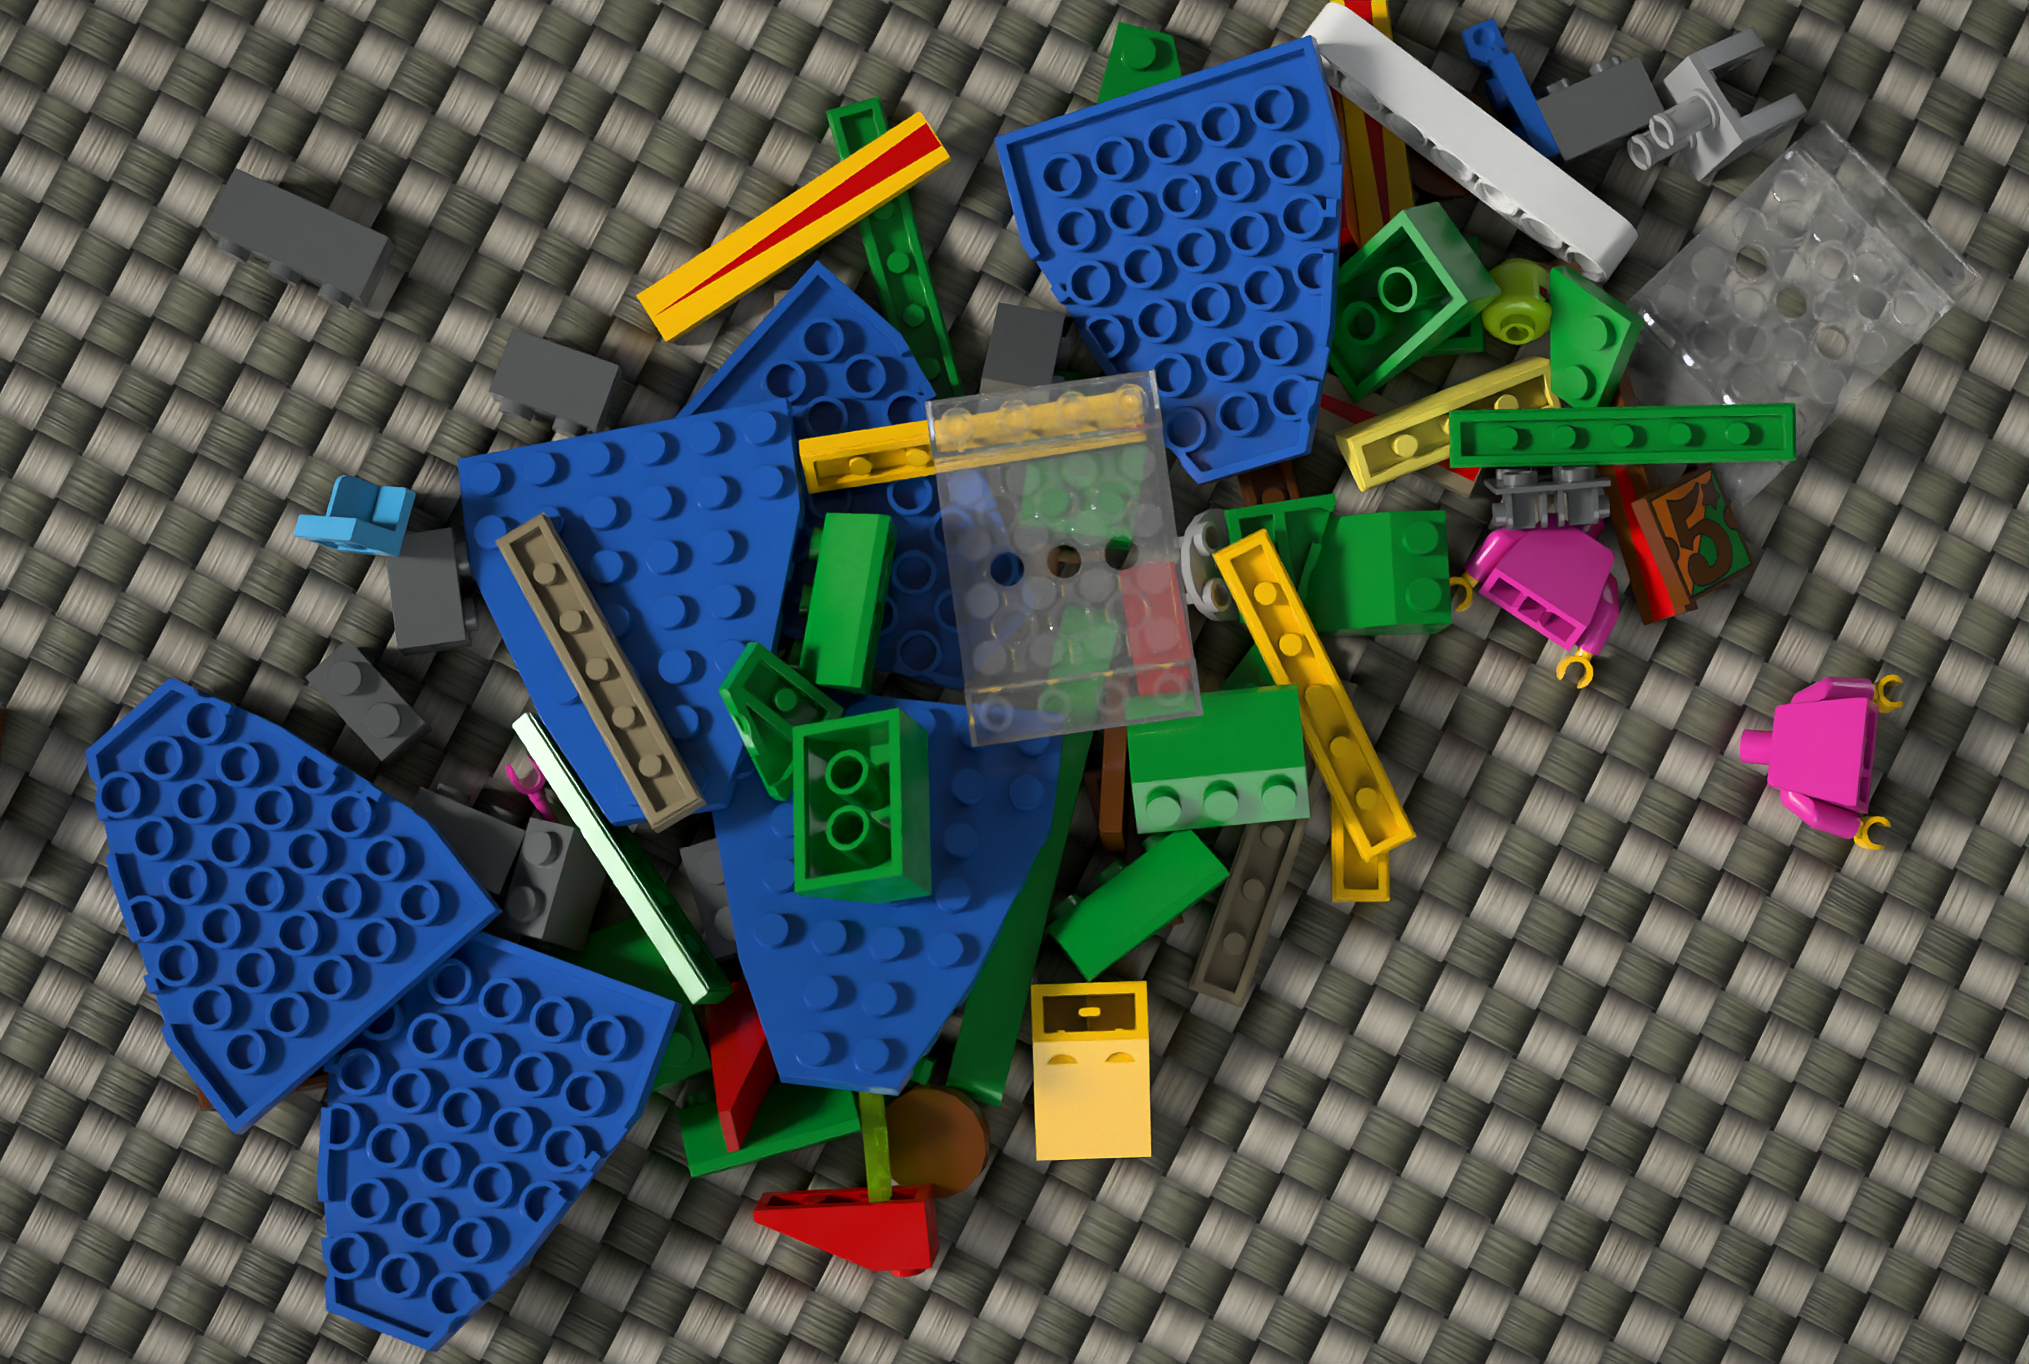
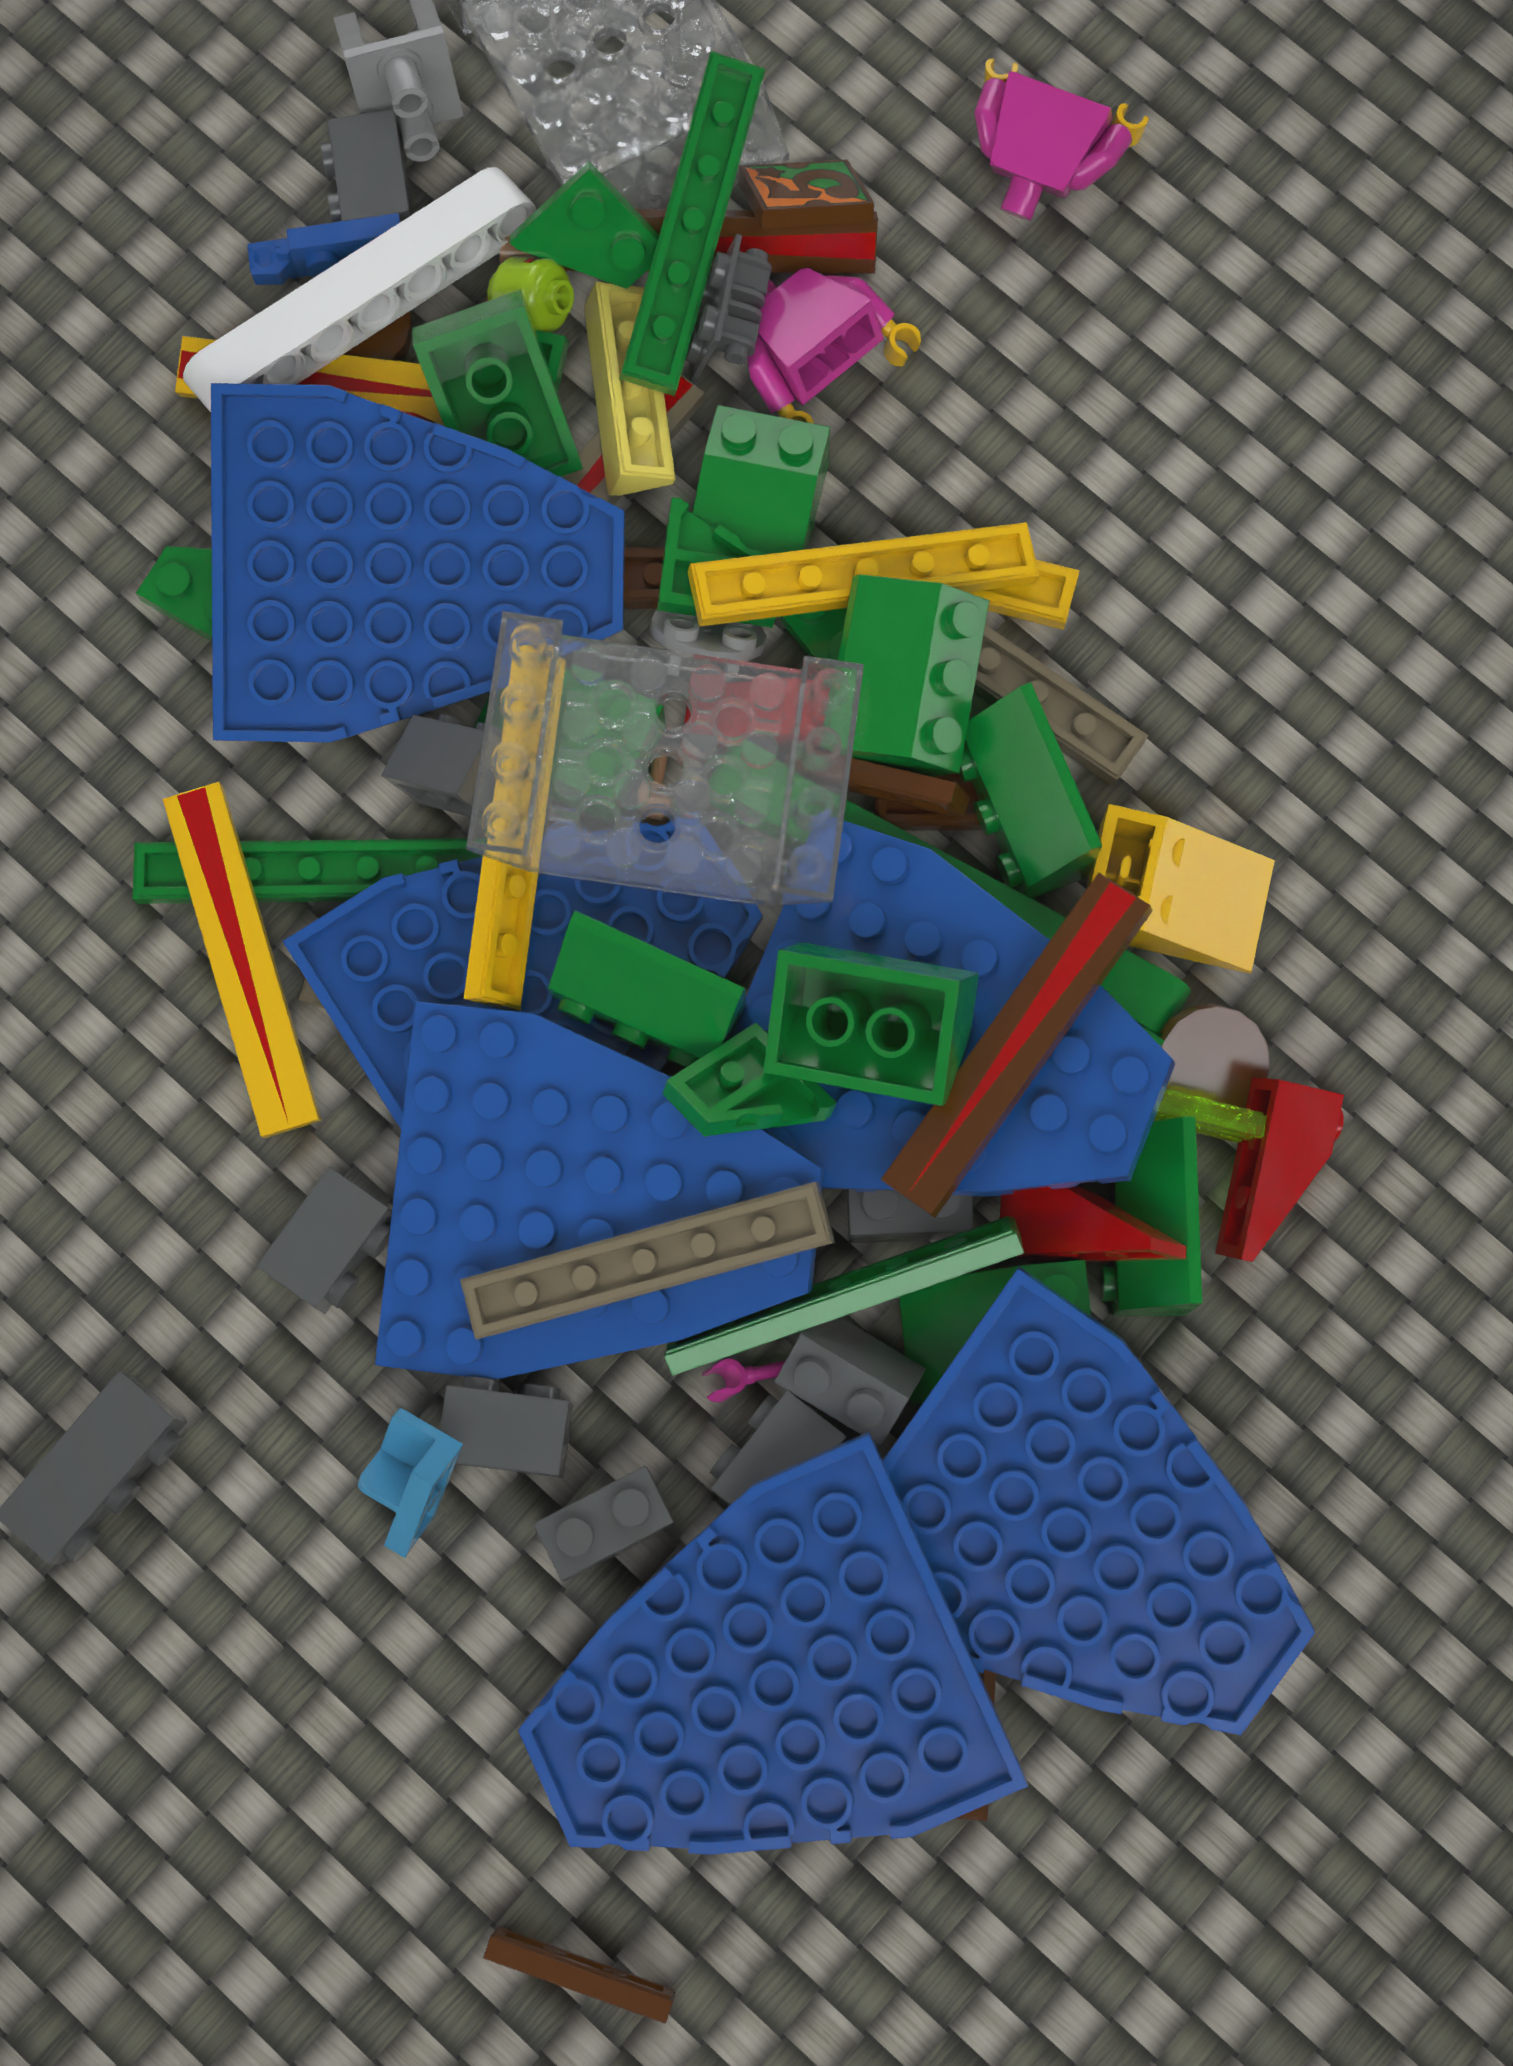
camera: 70 degrees left, 5 degrees down
(876, 947) = (1017, 1044): none -> reddish brown tile

